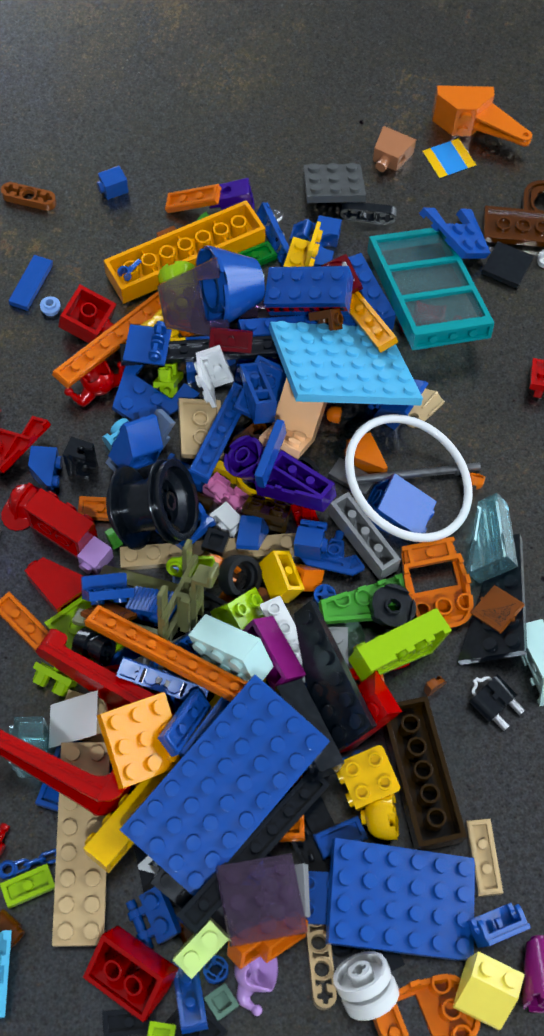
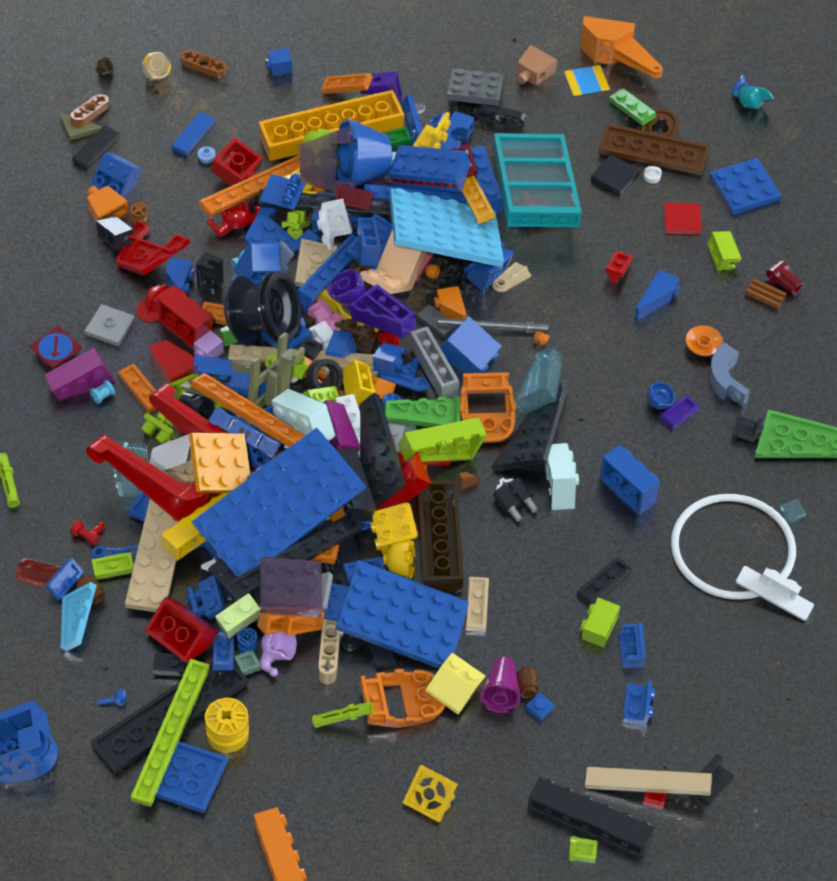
camera: 10 degrees right, 10 degrees down
(124, 269) = (276, 132): blue hand -> none
(184, 722) = (255, 458): blue tile -> none
(270, 453) = (366, 283): blue tile -> none
(330, 316) = (442, 190): reddish brown bracket -> none
(366, 985) = (360, 662): white wheel -> none
(368, 510) = (458, 357): white piece -> none
(381, 612) = (438, 408): black plate -> none
(463, 238) = (577, 147): blue wing -> none
(497, 609) = (531, 429): dark orange piece -> none
(498, 925) = (475, 647): blue hinge -> none
(508, 182) = (632, 107): none -> bright green plate

